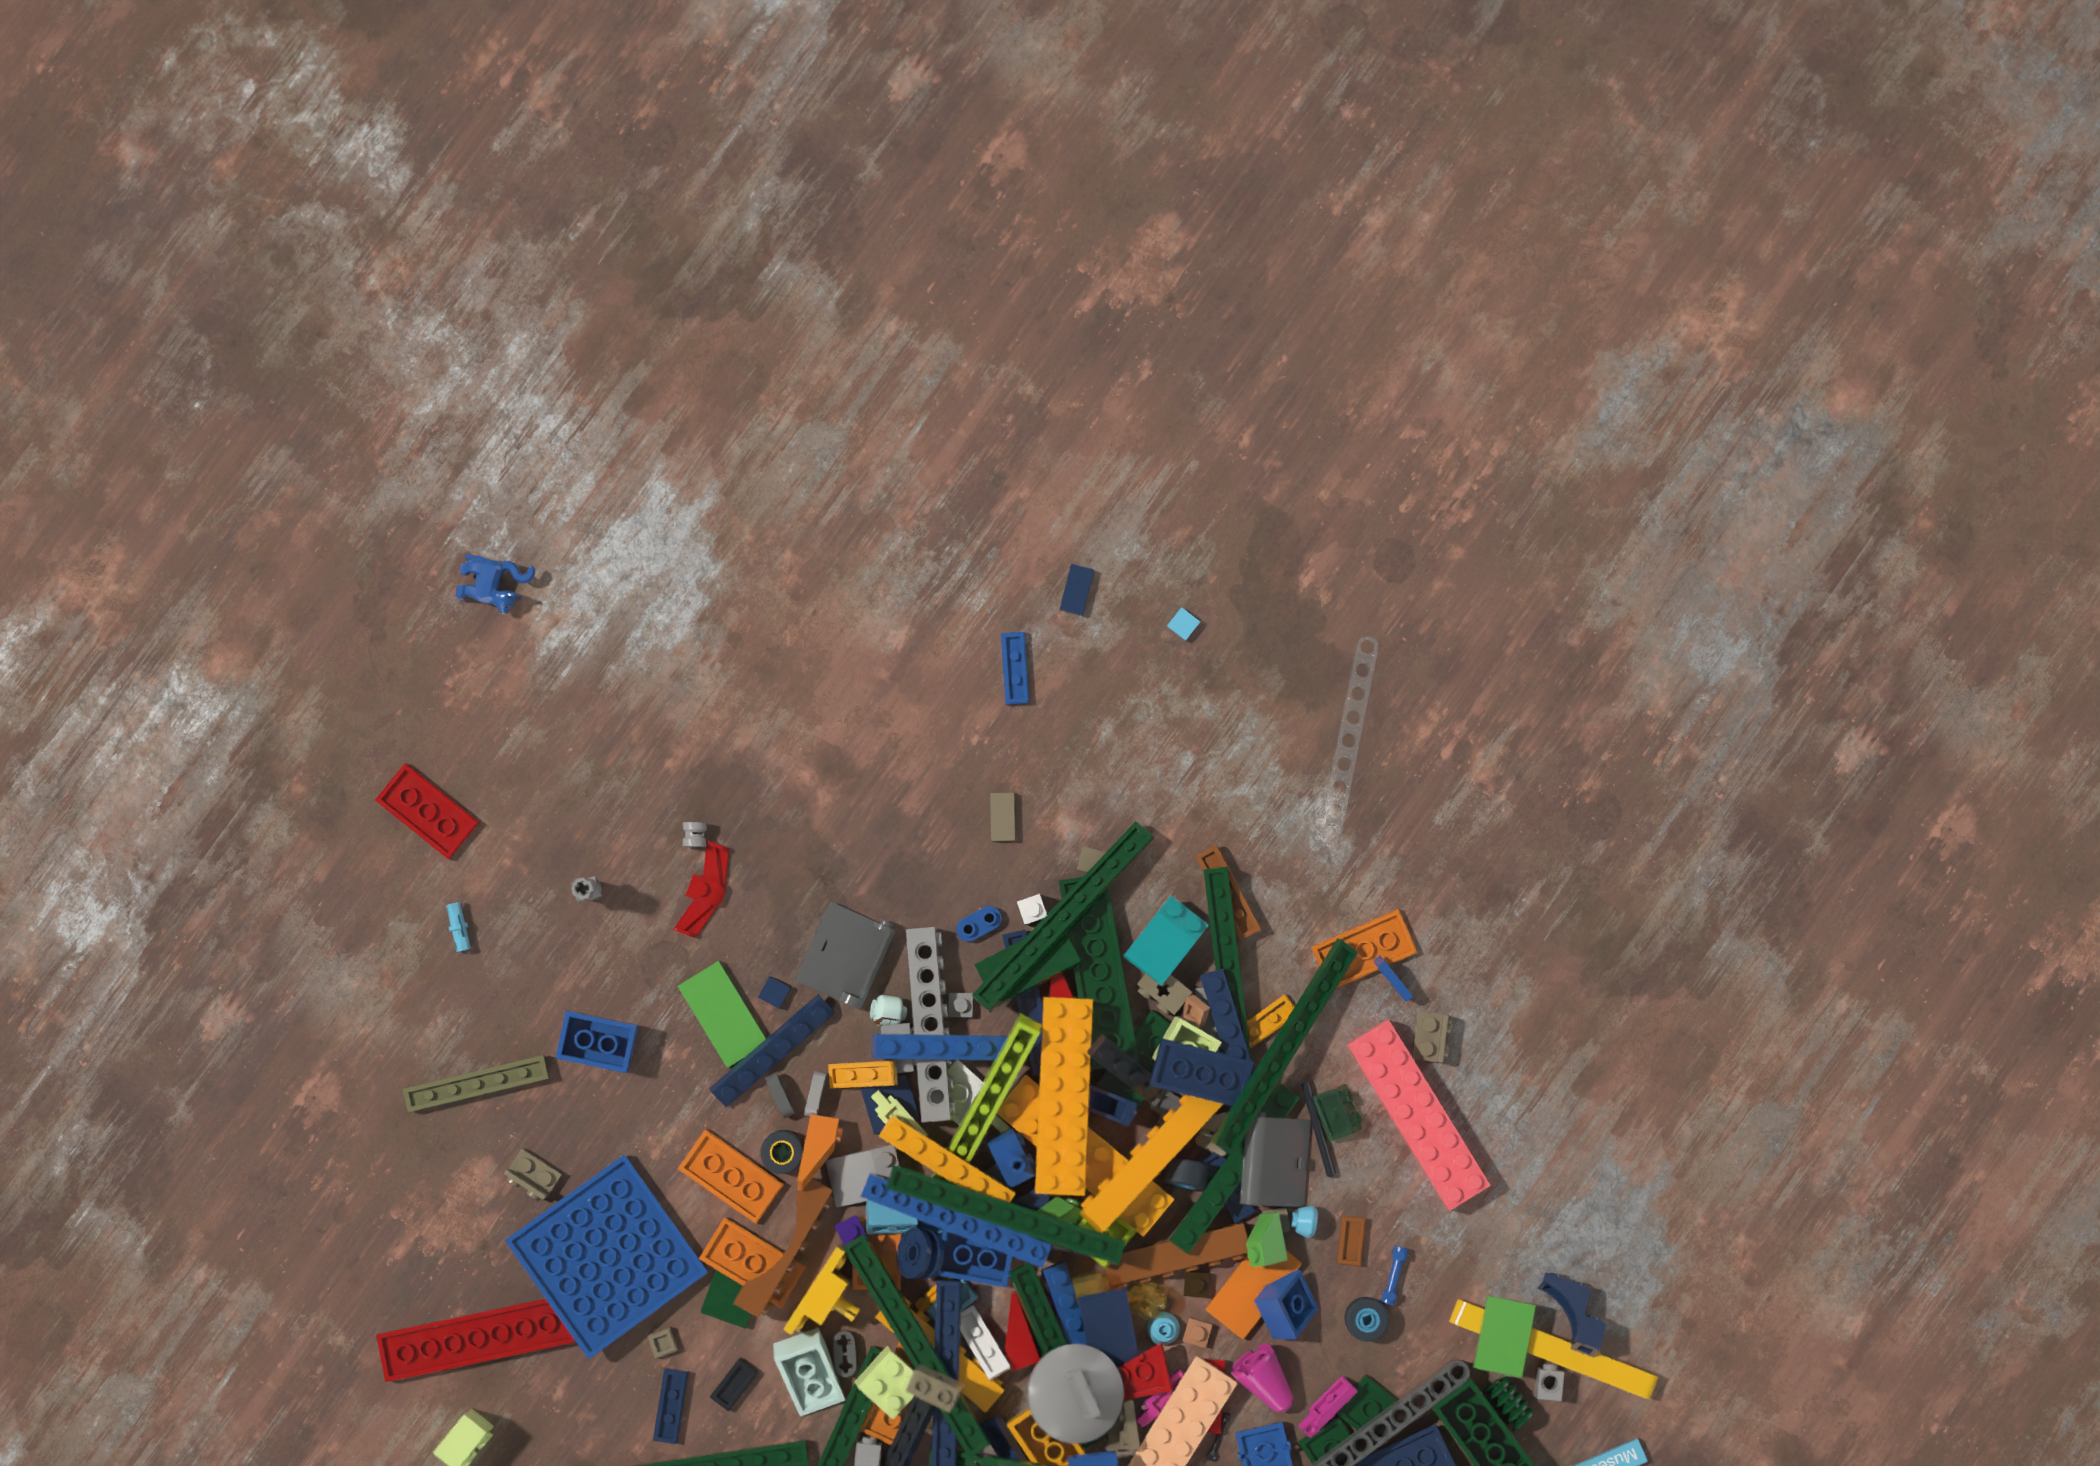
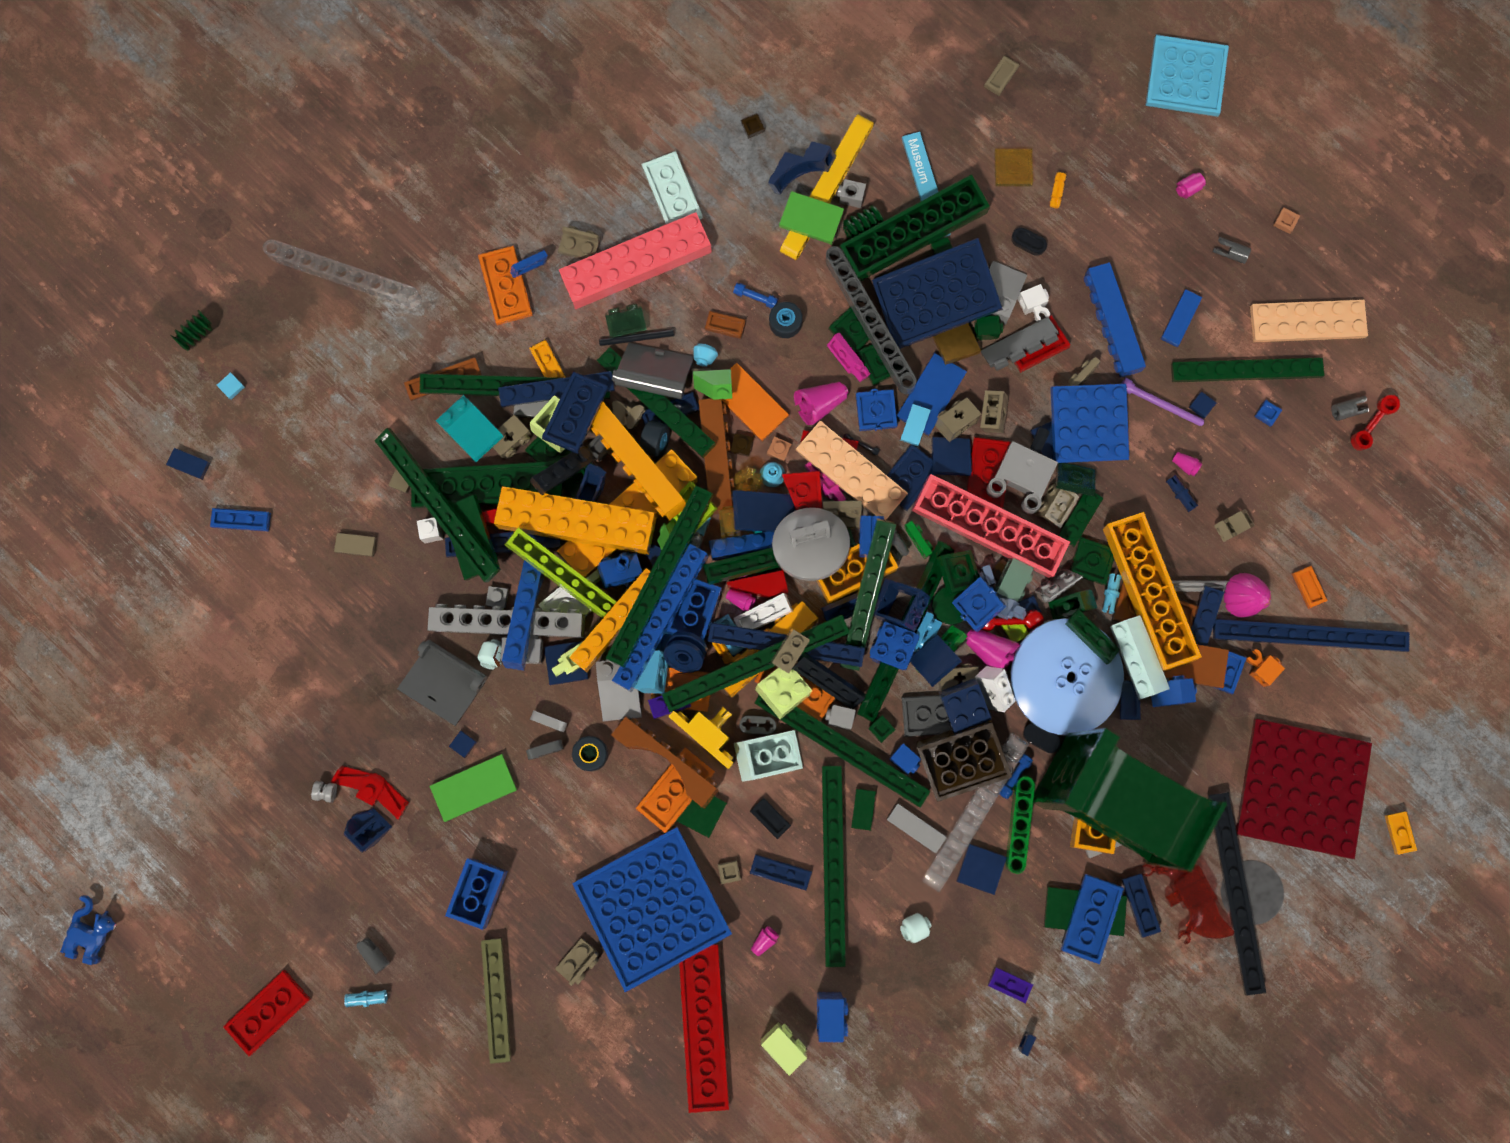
camera: 80 degrees left, 5 degrees down
(509, 927) = (372, 955): none -> dark grey hinge
(586, 889) = (348, 884): light grey piece -> none
(586, 1398) = (764, 941): none -> dark pink cone
(657, 892) = (366, 829): none -> dark blue slope
(730, 1176) = (604, 799): orange tile -> none
(772, 1050) = (508, 751): dark blue plate -> none
(819, 1145) = (588, 722): orange slope -> none
(862, 1074) = (537, 680): light orange tile -> none
(978, 922) = (435, 574): blue plate -> none
(998, 1311) = (742, 600): none -> dark pink cone
(1195, 1011) = (527, 413): nougat plate -> none
(1246, 565) = (192, 331): none -> dark green piece
(1284, 1046) = (566, 348): dark green plate -> none
(1286, 1305) = (767, 377): blue slope -> none
(1521, 1145) = (671, 187): none -> light aqua tile
(1625, 1239) = (752, 126): none -> dark brown tile

